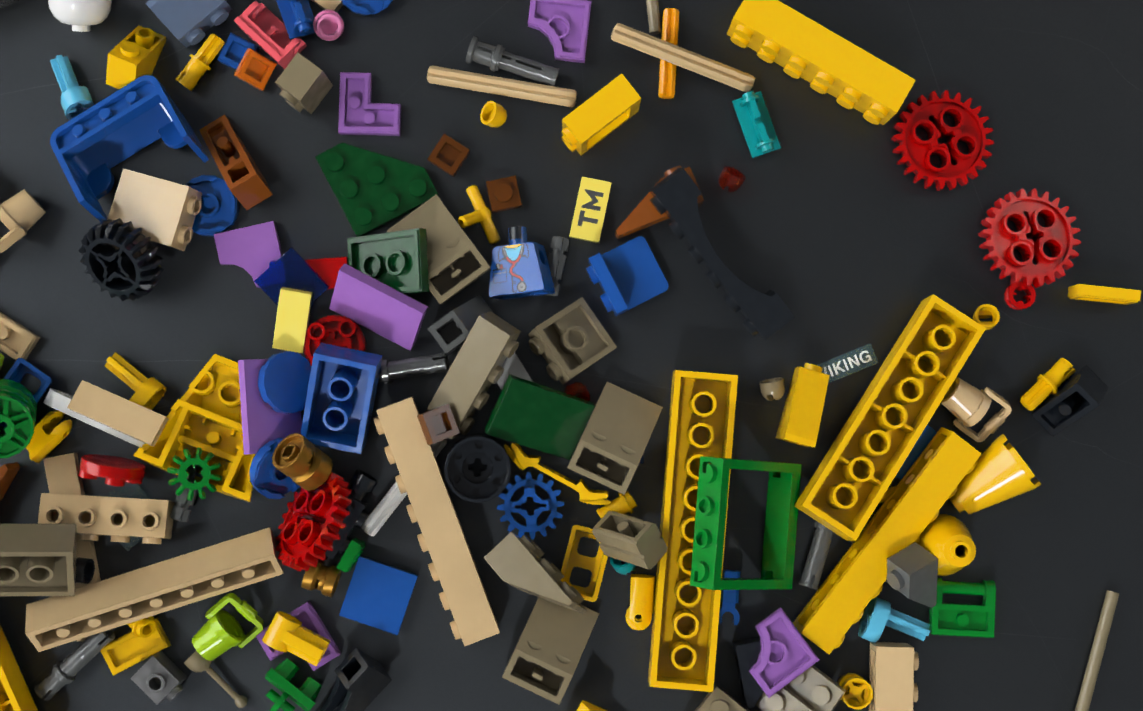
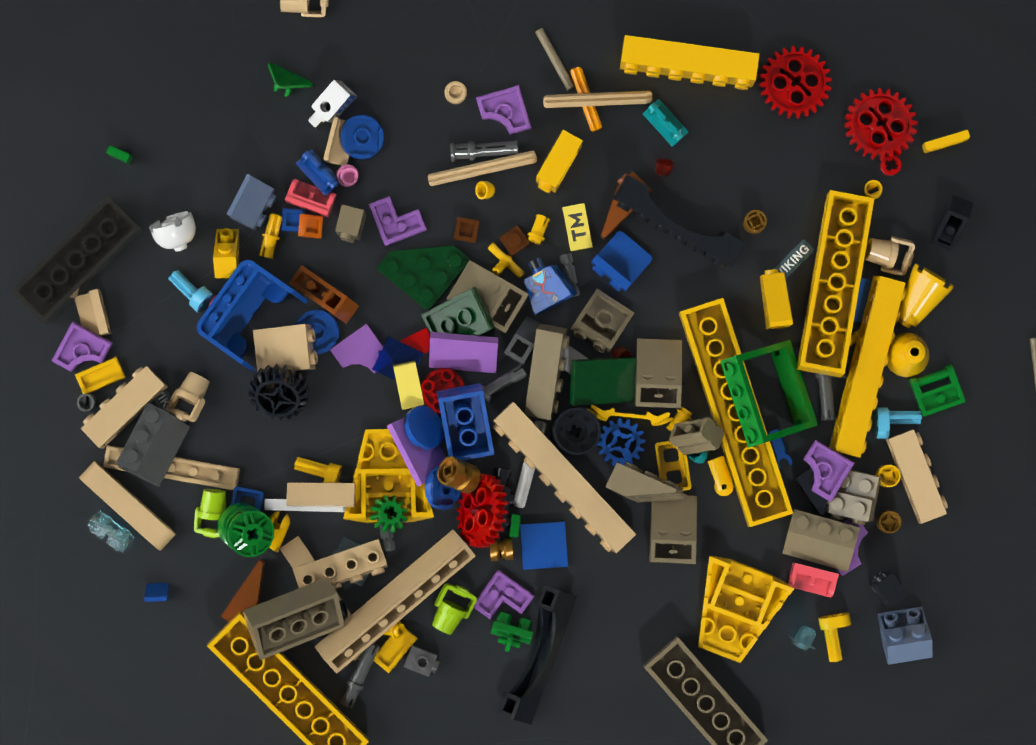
camera: 25 degrees left, 0 degrees up
(113, 468) = (335, 533): red tile -> none
(199, 664) = (442, 640): dark tan hinge -> none
(289, 635) = (496, 595): yellow piece -> none
(438, 424) = (538, 412): reddish brown plate -> none
(540, 192) = (538, 229): none -> yellow pin
(772, 388) = (750, 297): dark tan hinge -> none
(812, 295) = (754, 222): none -> pearl gold wheel
(914, 574) = (894, 381): dark grey slope -> none
(1047, 384) = (932, 217): yellow axle -> none

